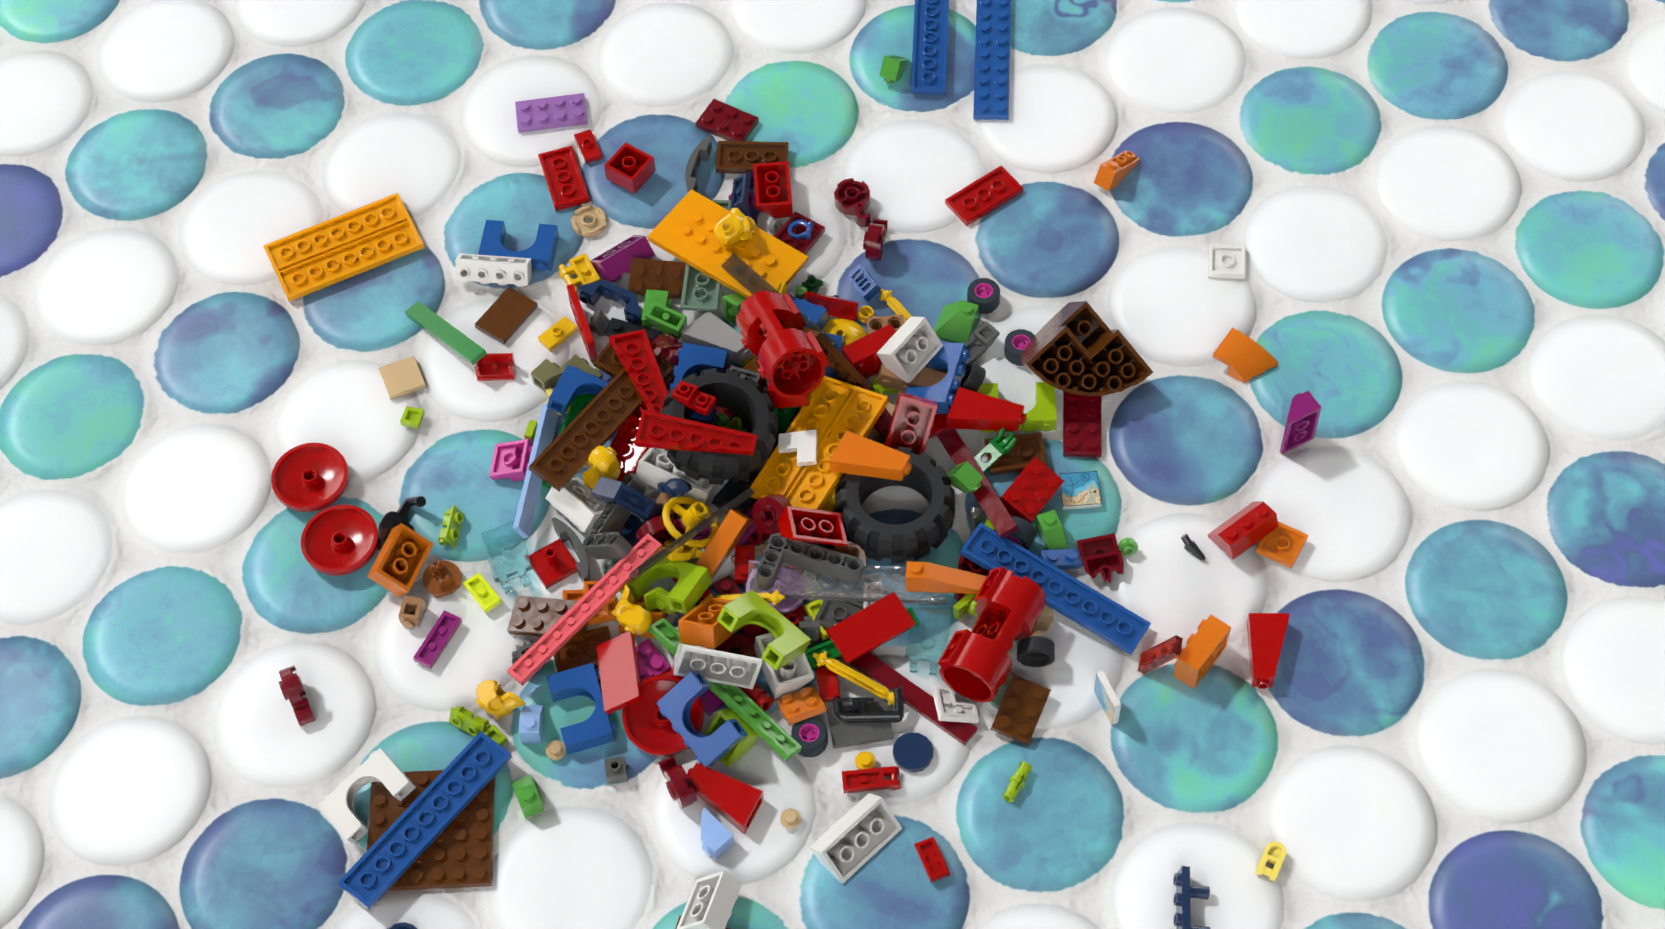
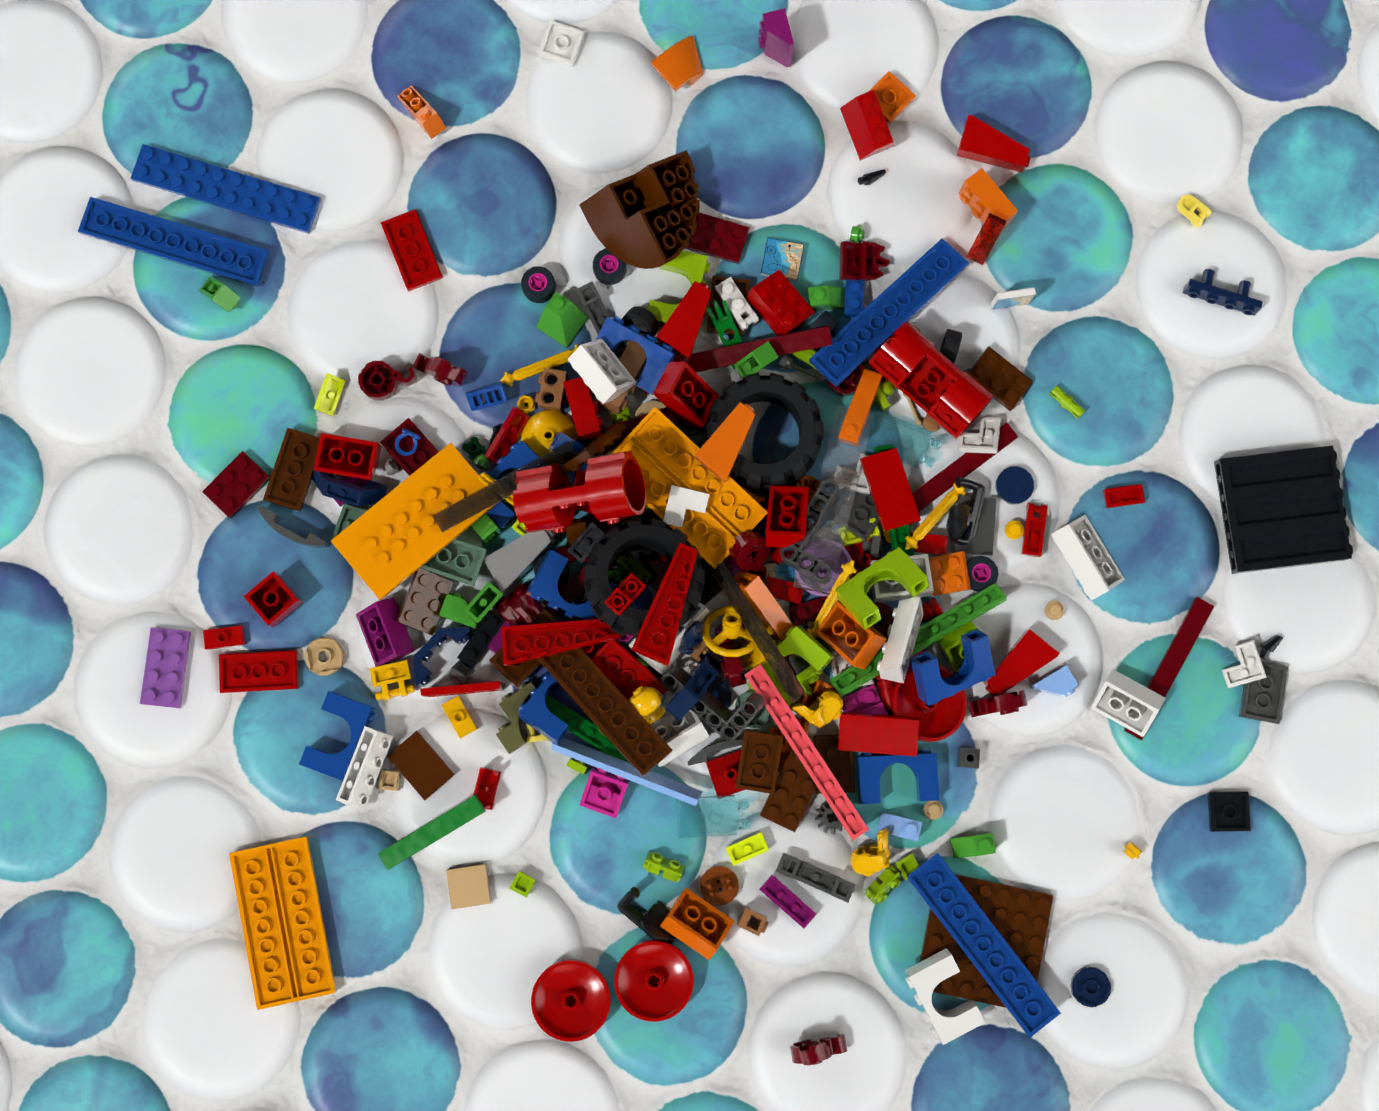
camera: 80 degrees left, 25 degrees up
(467, 656) = (815, 877): none -> dark grey slope
(487, 295) = (389, 780): none -> tan tile
(567, 573) = (759, 761): none -> reddish brown plate
(734, 227) = (402, 507): yellow head -> none
(827, 165) = (329, 394): none -> neon yellow plate
(1018, 456) = (736, 303): none -> white plate

